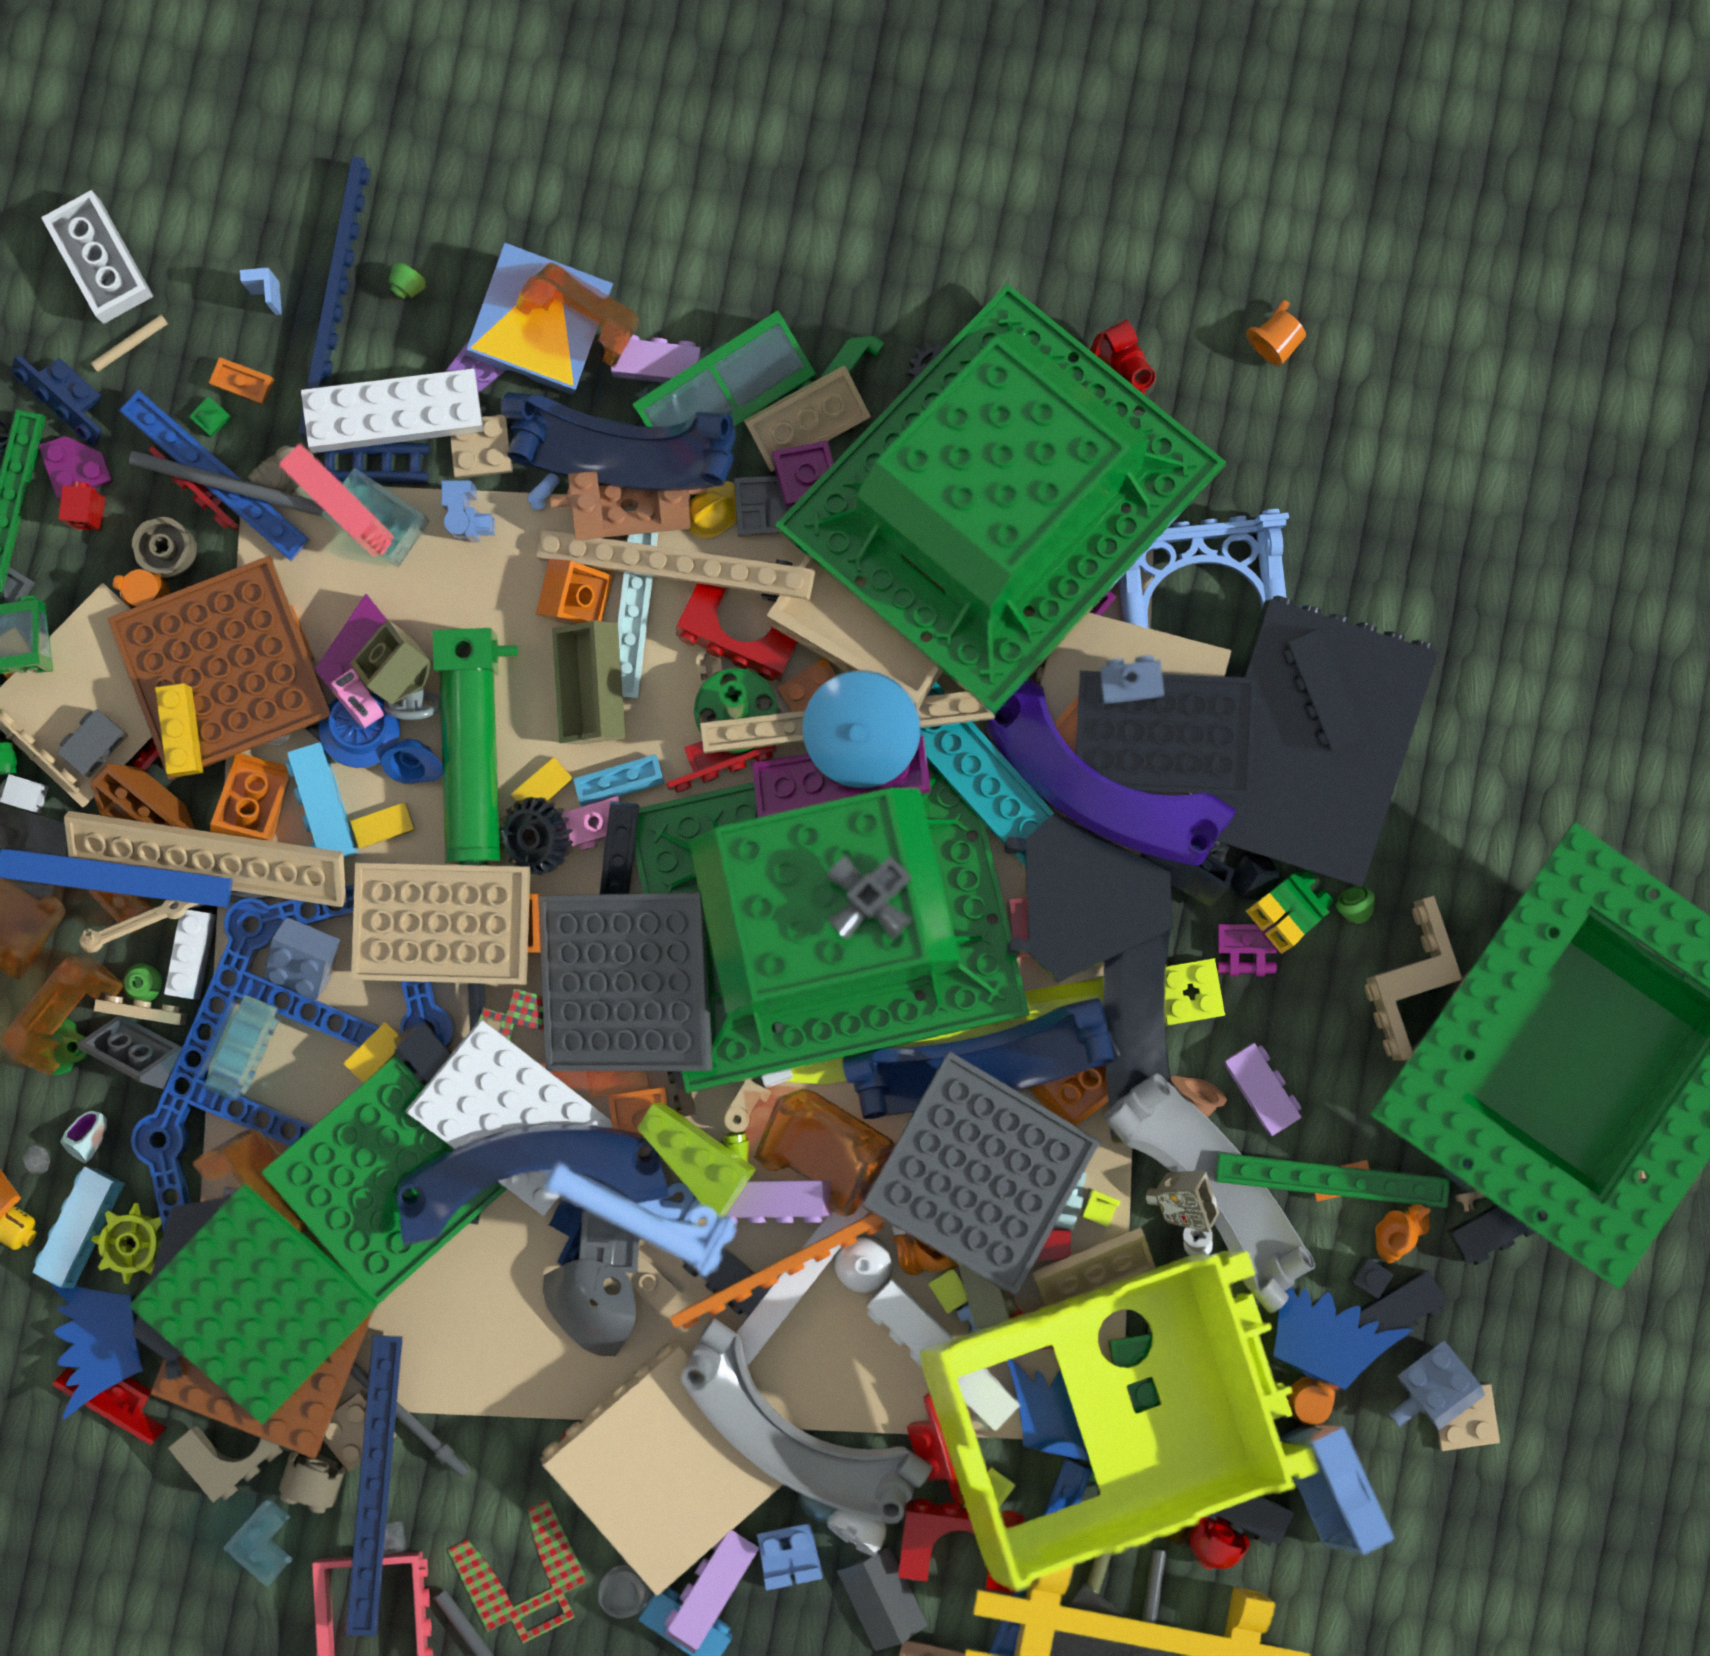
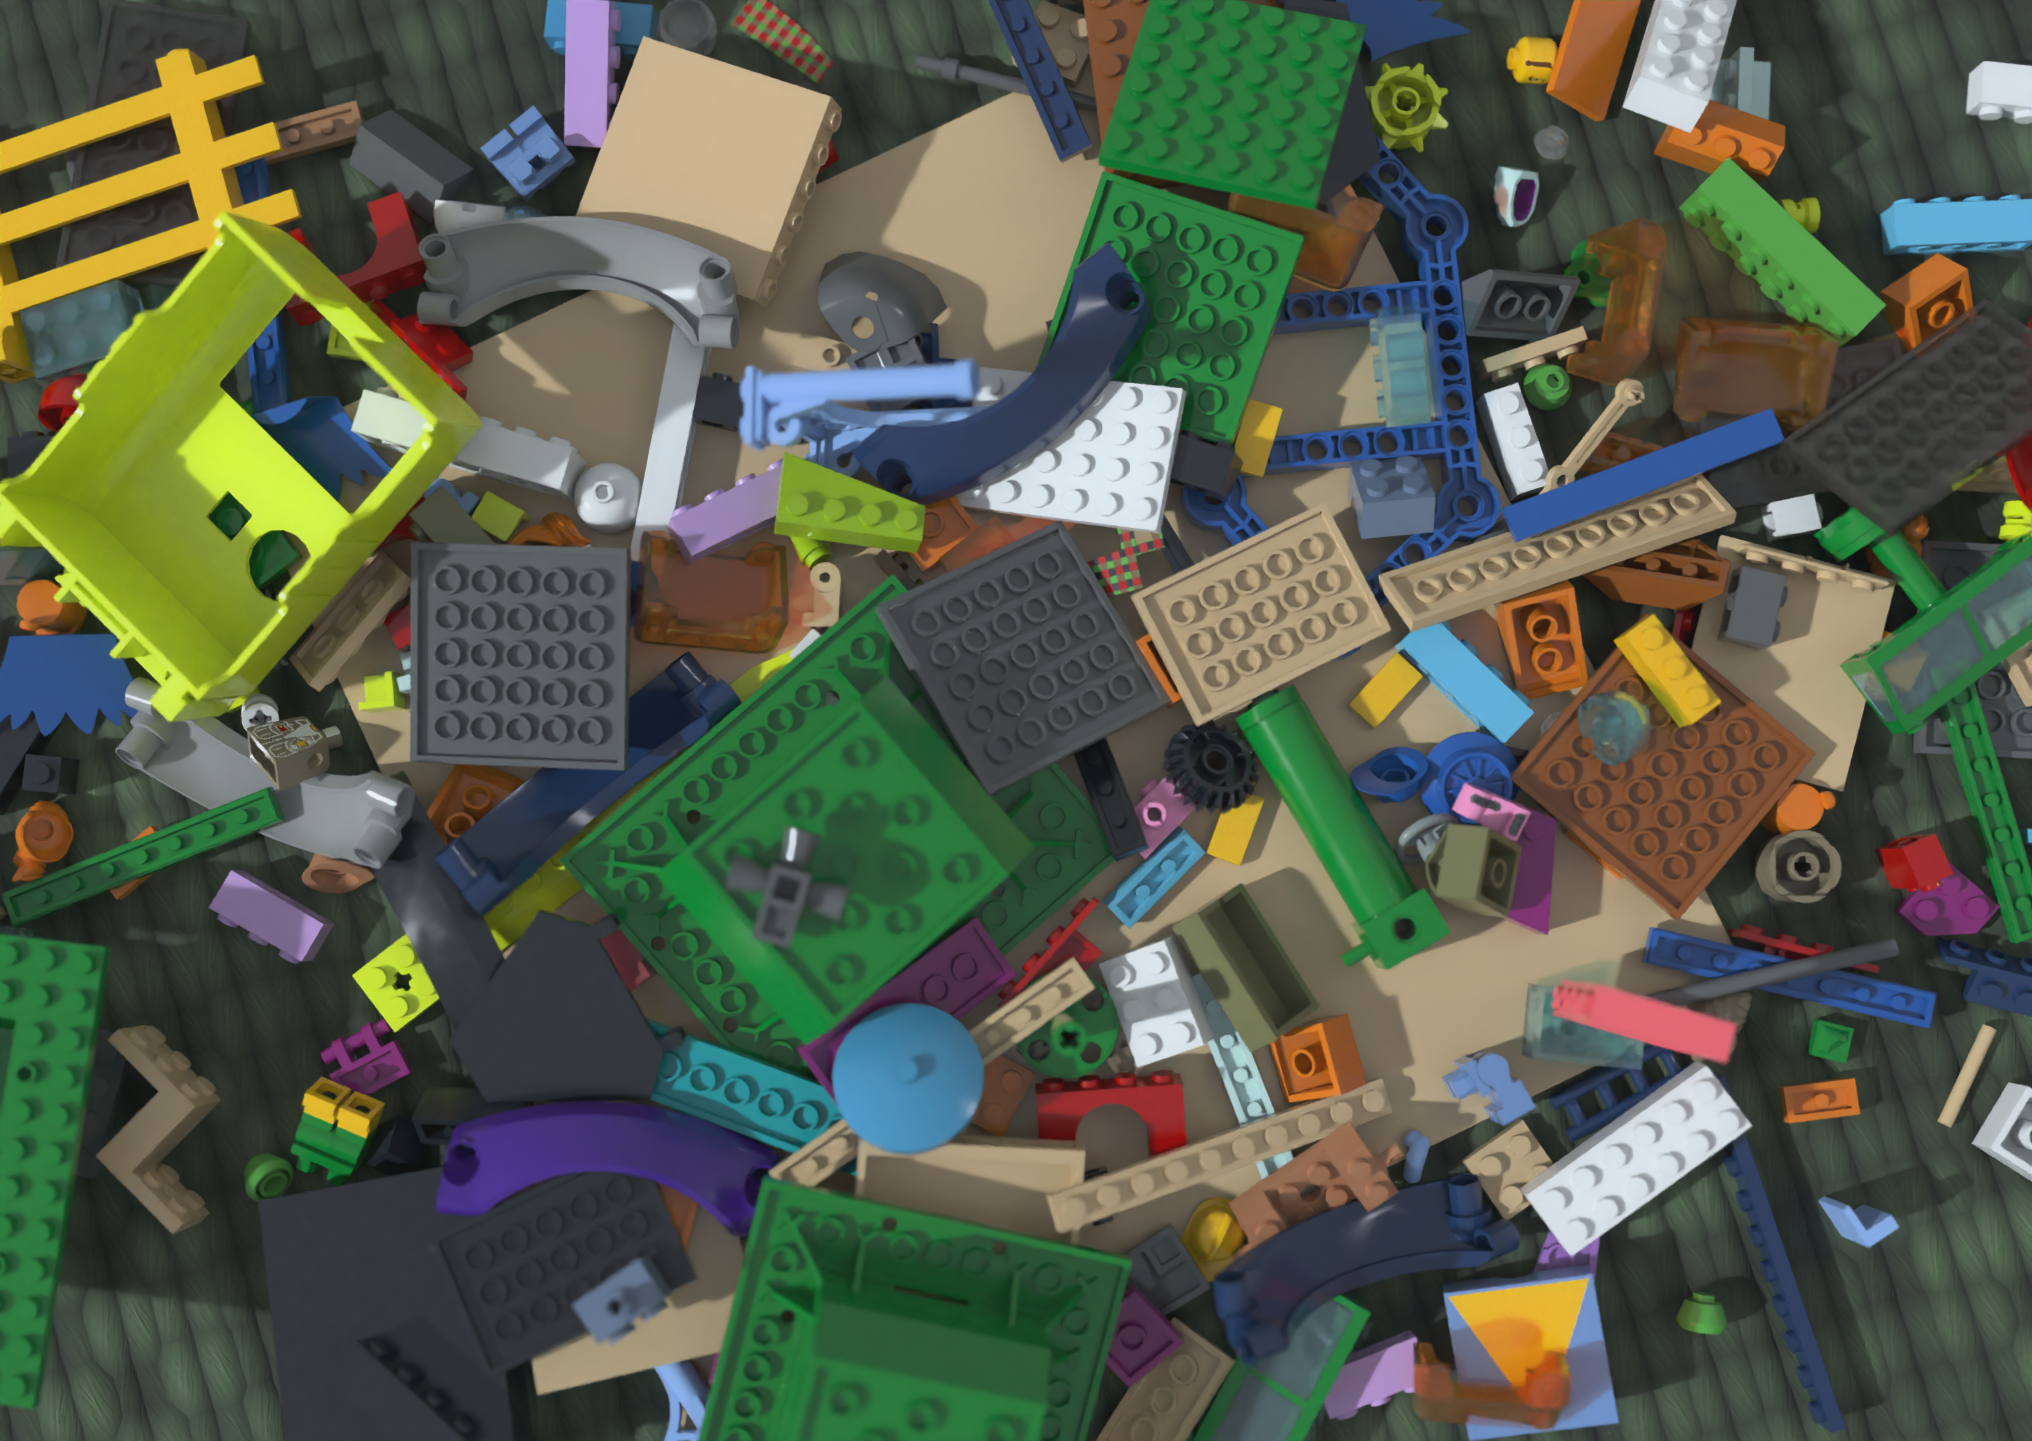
camera: 150 degrees right, 0 degrees up
(79, 1221) = (1470, 104): medium azure brick -> none
(236, 711) = (1615, 724): none -> clear light blue cylinder
(663, 693) = (1156, 1001): none -> white brick
(768, 1275) = (699, 427): orange plate -> none
(1183, 1594) = (78, 329): none -> clear light blue brick

